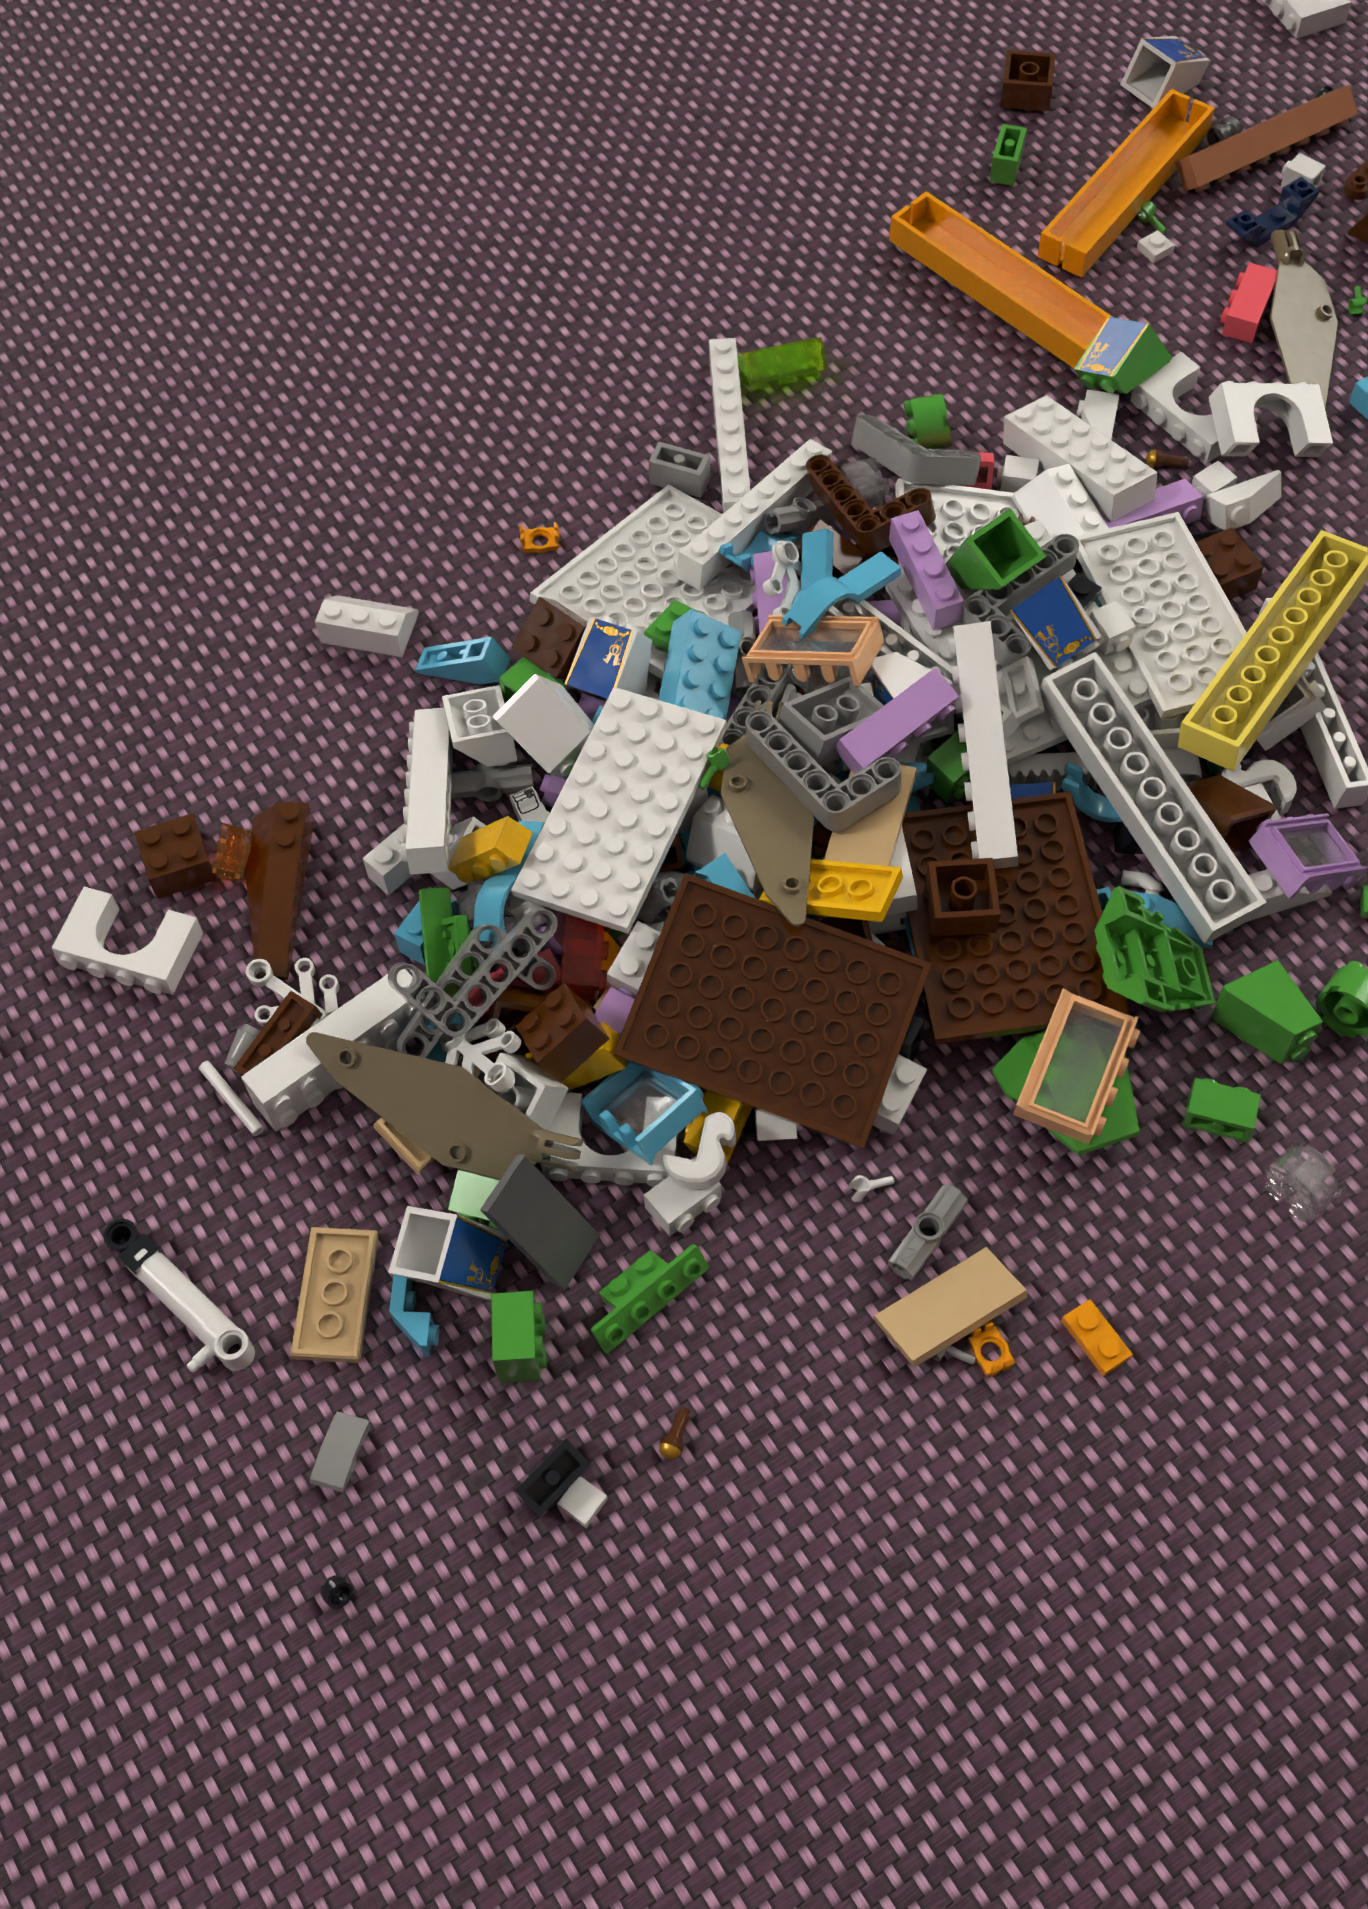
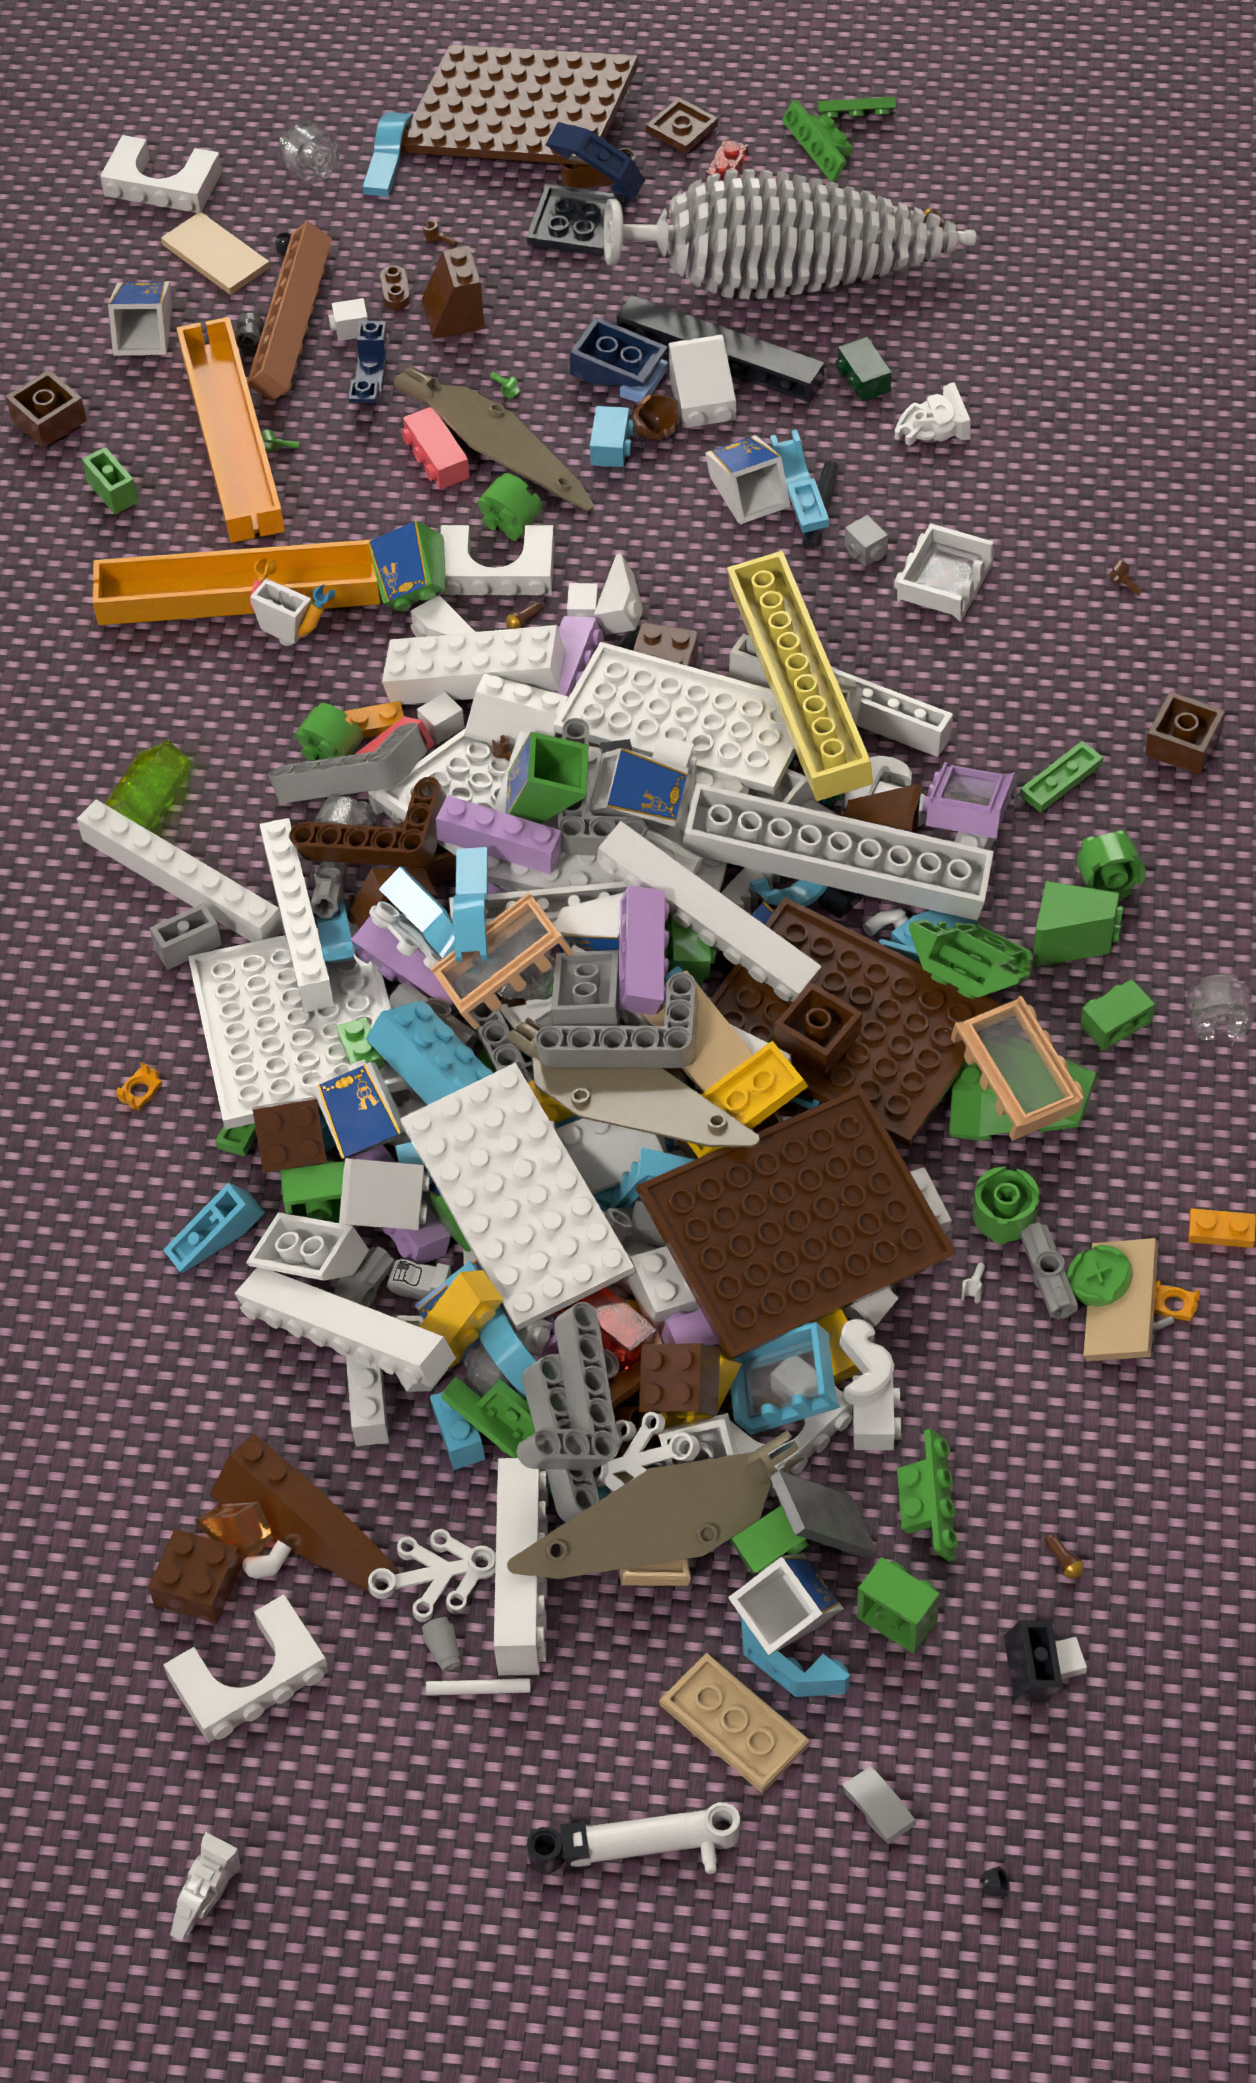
camera: 50 degrees left, 5 degrees down
(223, 893) = (266, 1565): none -> white arm
(287, 1023) = (466, 1608): reddish brown container -> none
(365, 625) = (96, 1275): white slope -> none
(719, 760) = (547, 1098): bright green hand -> none
(952, 1137) = (1005, 1204): none -> bright green brick
(956, 1273) = (1100, 1275): none -> bright green tile
(975, 439) = (376, 718): none -> light orange plate
(999, 315) = (282, 610): none -> white torso
(1155, 246) = (308, 462): white plate -> none
(1245, 366) = (509, 506): none -> bright green brick
(1270, 69) = (215, 253): none -> tan tile
(1297, 405) = (570, 496): white arch -> none

